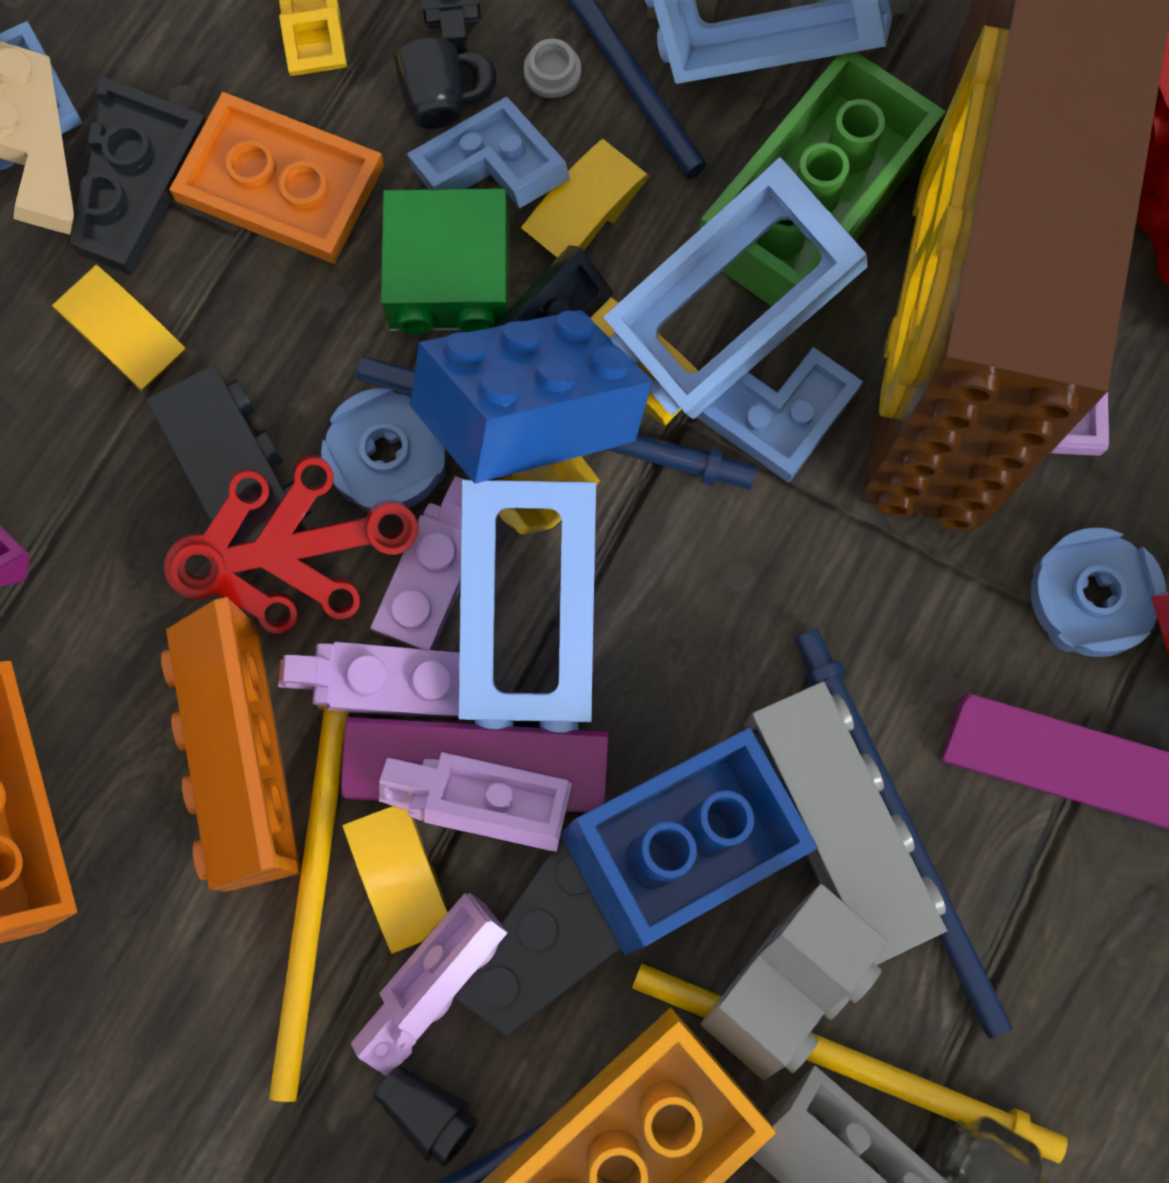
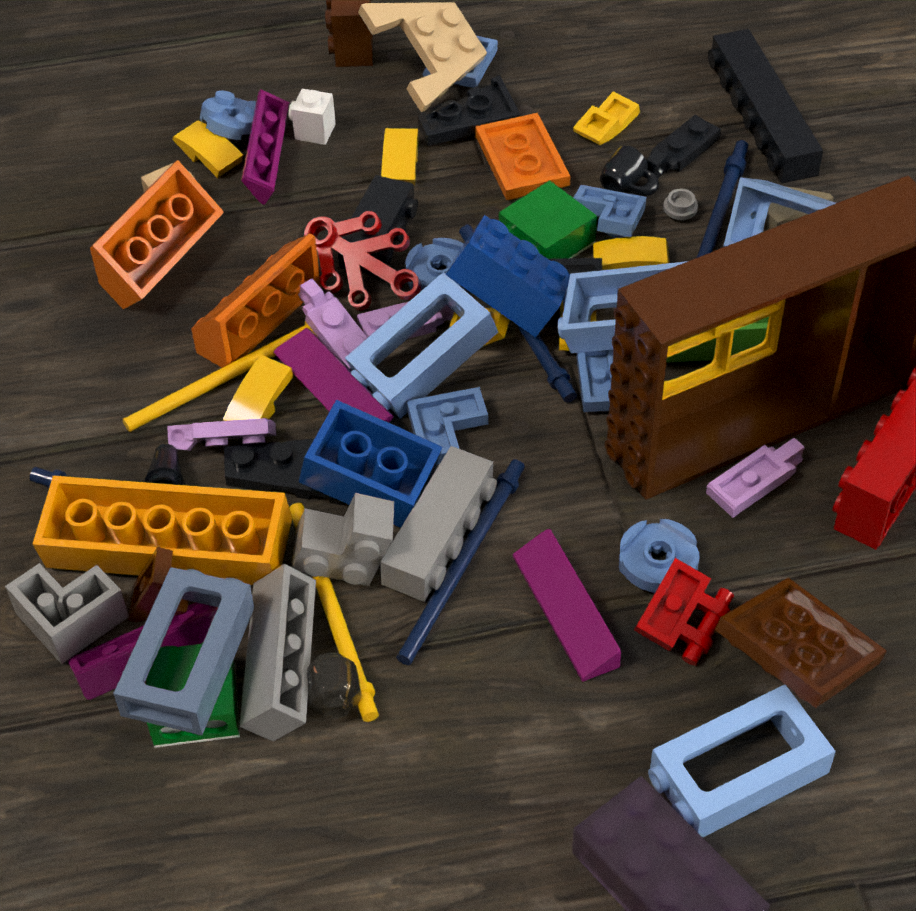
camera: 50 degrees right, 25 degrees down
(479, 798) = (314, 380): lavender hinge -> none
(648, 673) = (440, 415): none -> medium blue plate

